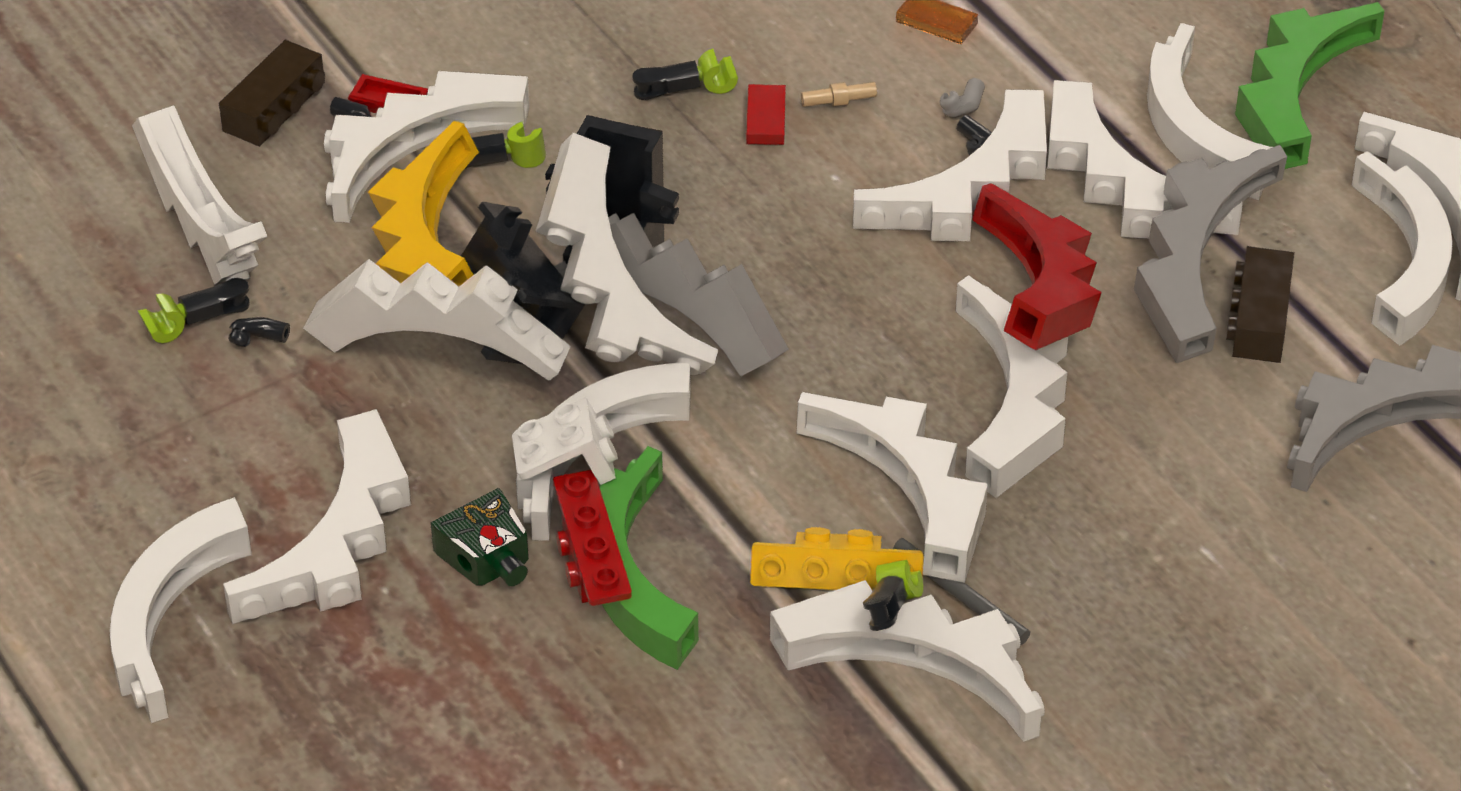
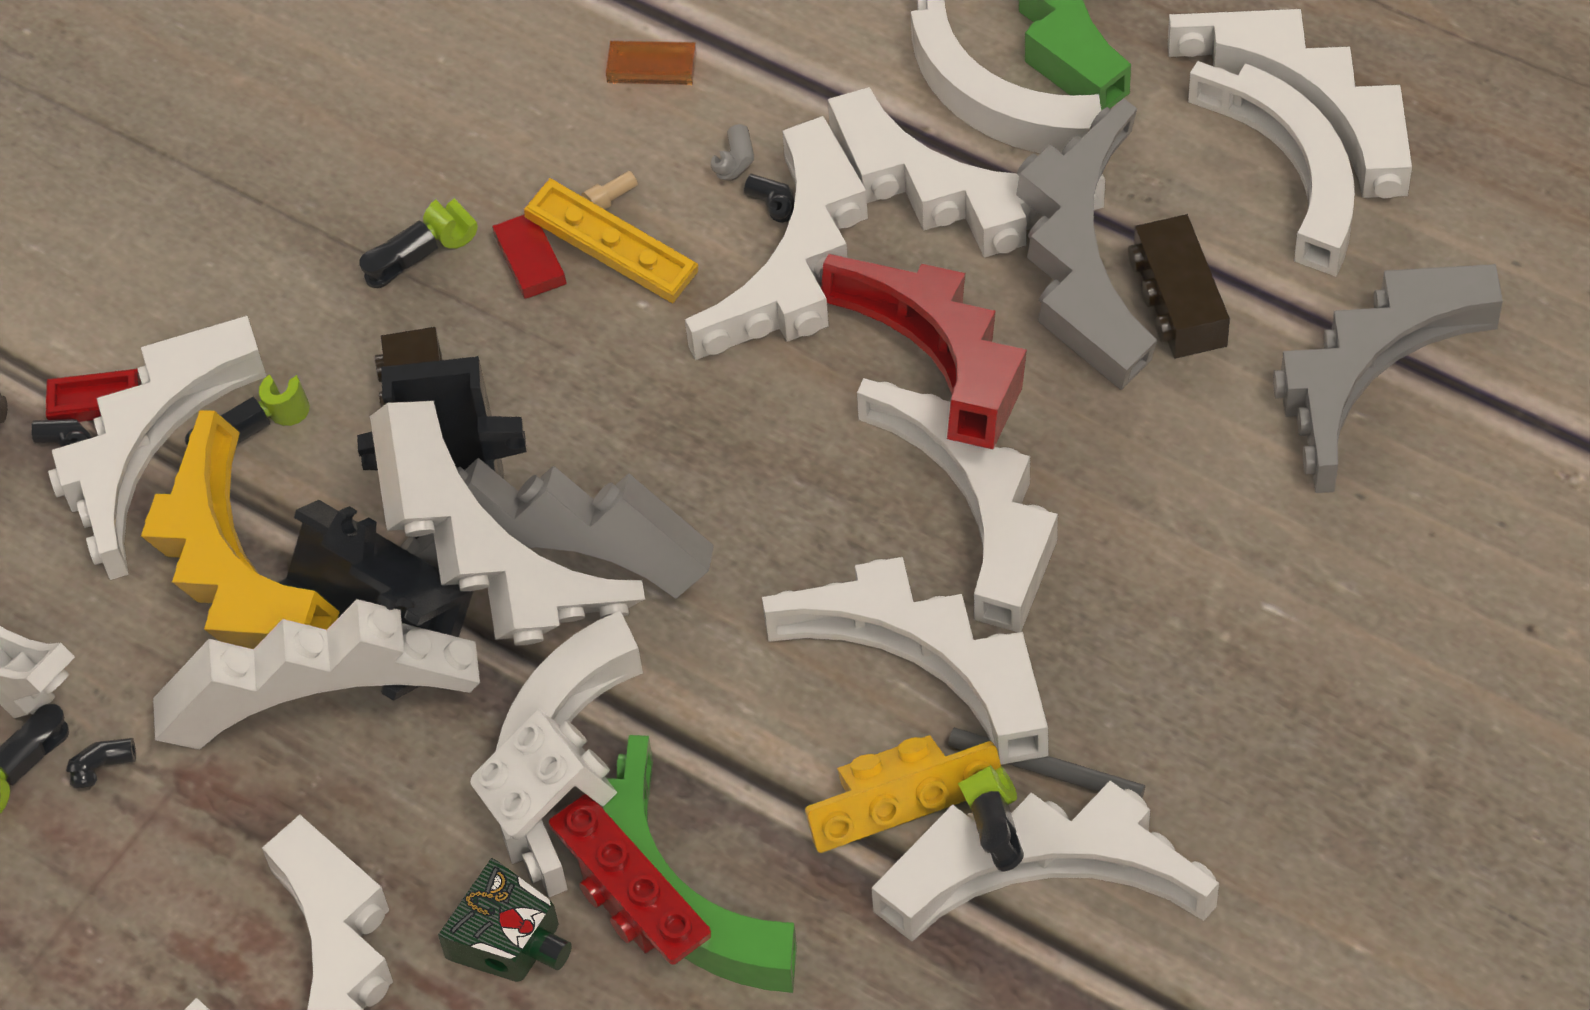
camera: 20 degrees left, 10 degrees up
(833, 124) = (611, 240): none -> yellow tile

